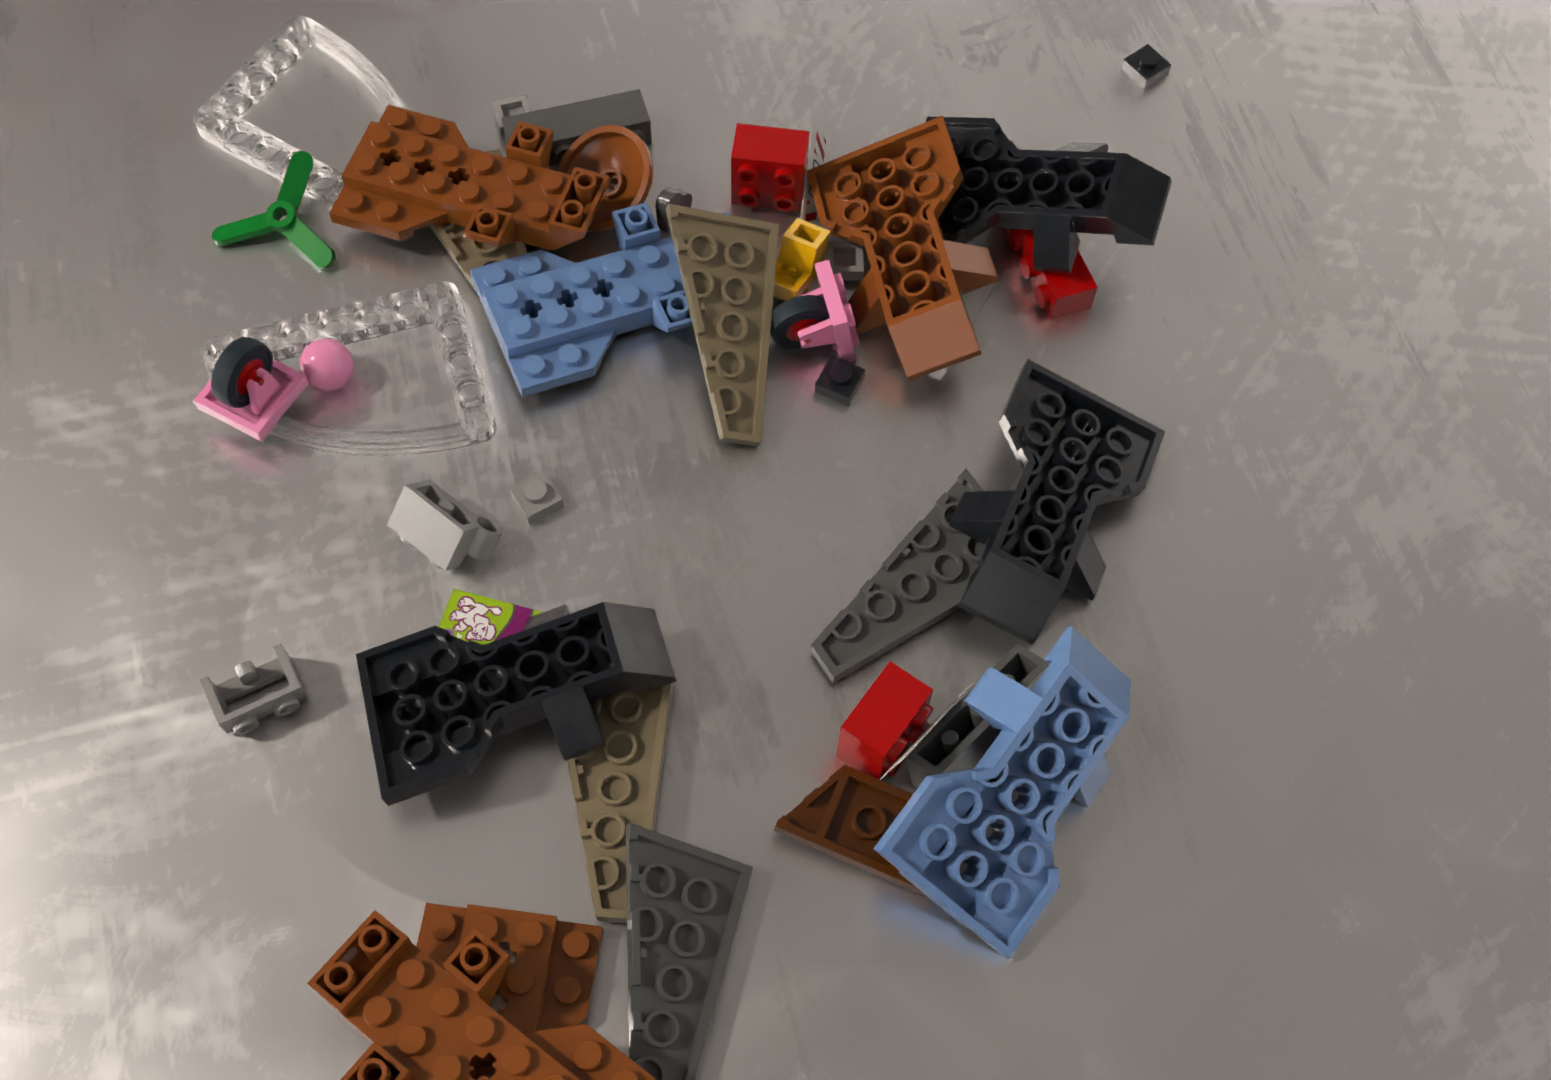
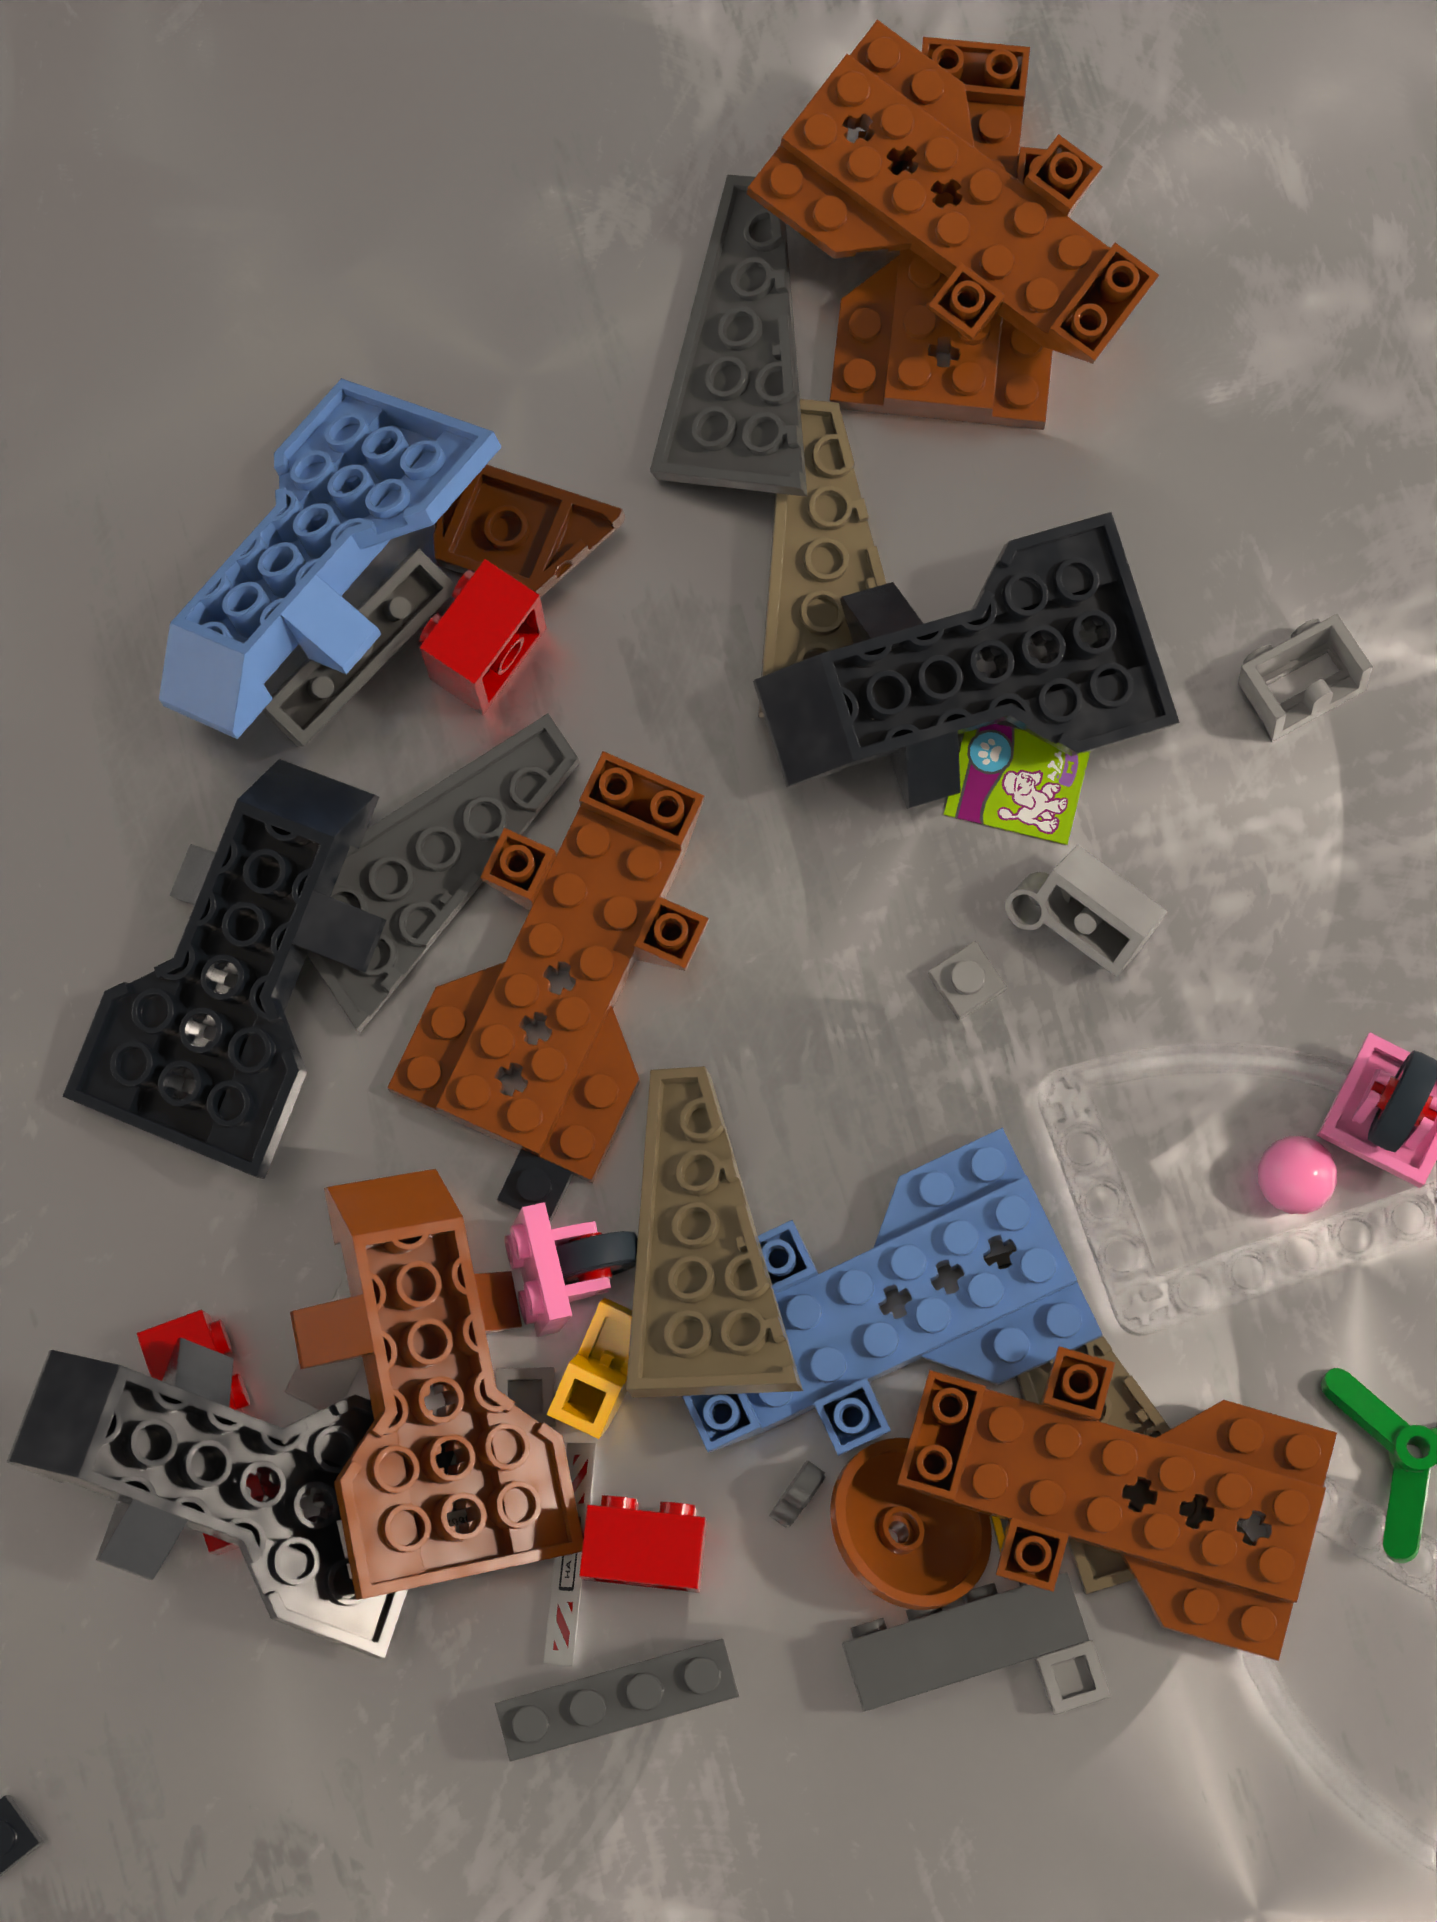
camera: 175 degrees left, 15 degrees up
(790, 104) = (616, 1700): none -> dark grey brick
(808, 542) = (588, 915): none -> dark orange piece
(926, 731) = (435, 599): white sticker -> none

